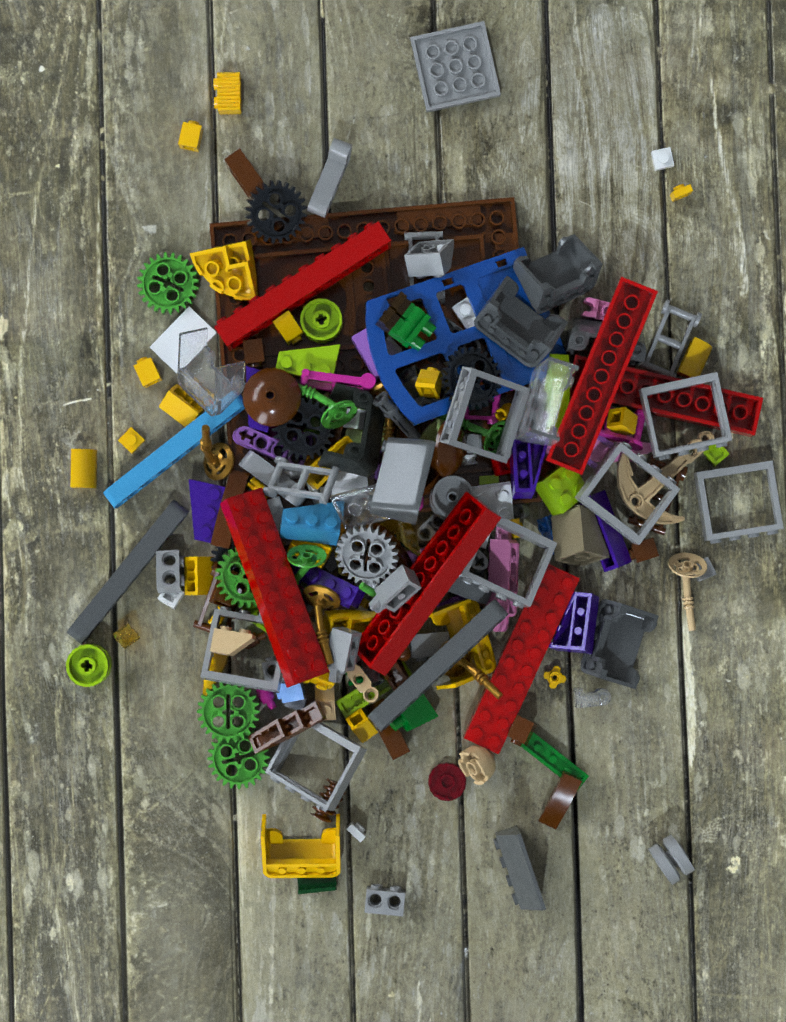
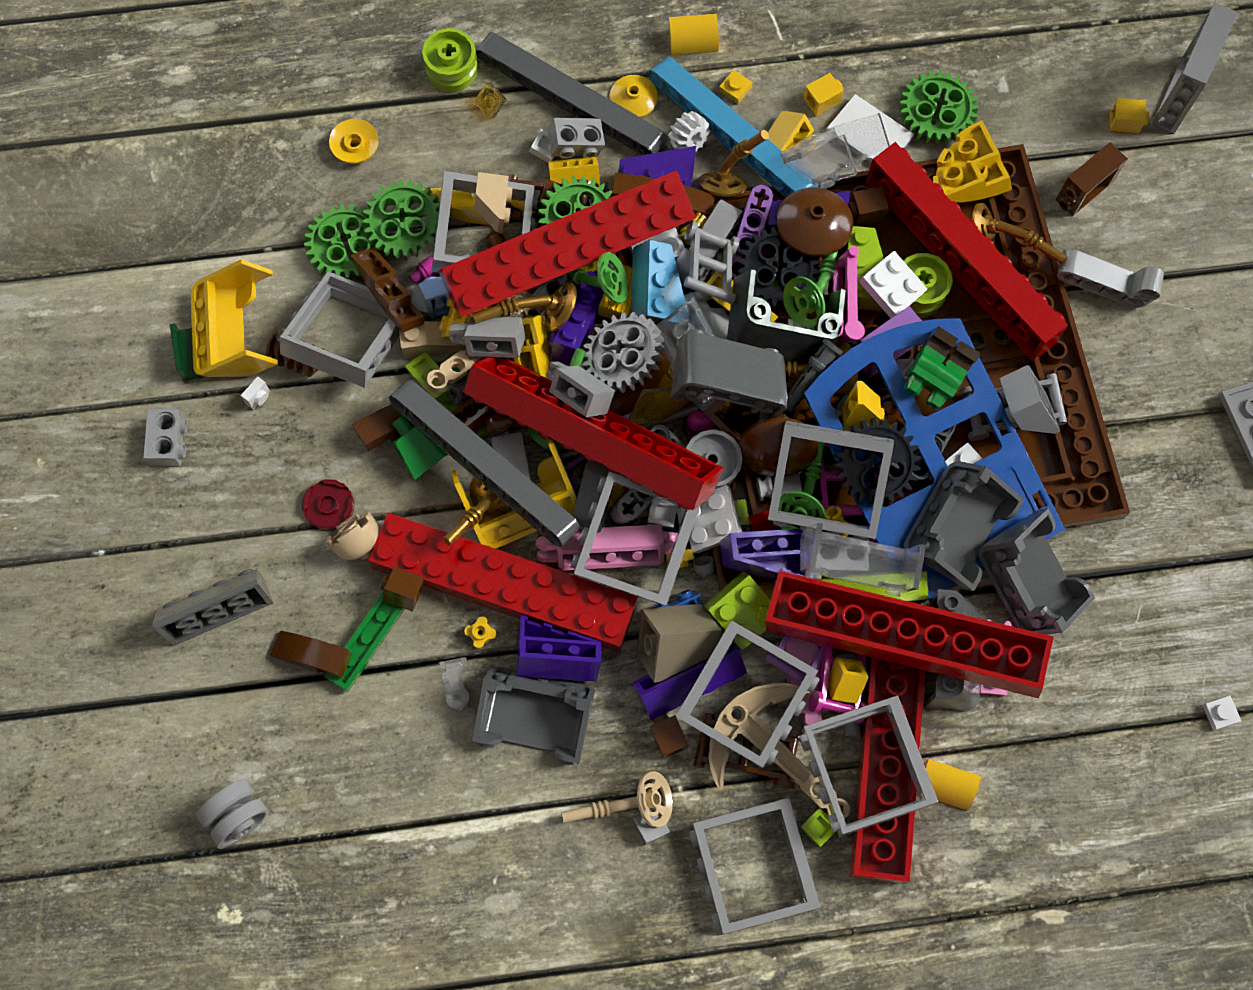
camera: 90 degrees right, 15 degrees down
(138, 528) = (640, 103): none -> yellow dish
(142, 748) = (352, 132): none -> yellow dish
(167, 81) = (1195, 70): none -> light grey window
(174, 482) = (689, 131): none -> white gear
(228, 93) = (1192, 153): yellow brick -> none
(266, 225) = (1076, 219): black gear -> none
(280, 262) = (990, 226): none -> pearl gold dish
(288, 328) = (909, 239): yellow slope -> none
(329, 345) = (893, 285): none -> white plate
(361, 725) = (391, 380): yellow brick -> none
(666, 309) = (1011, 736): light grey piece -> none
(680, 192) = (1180, 741): yellow plate -> none

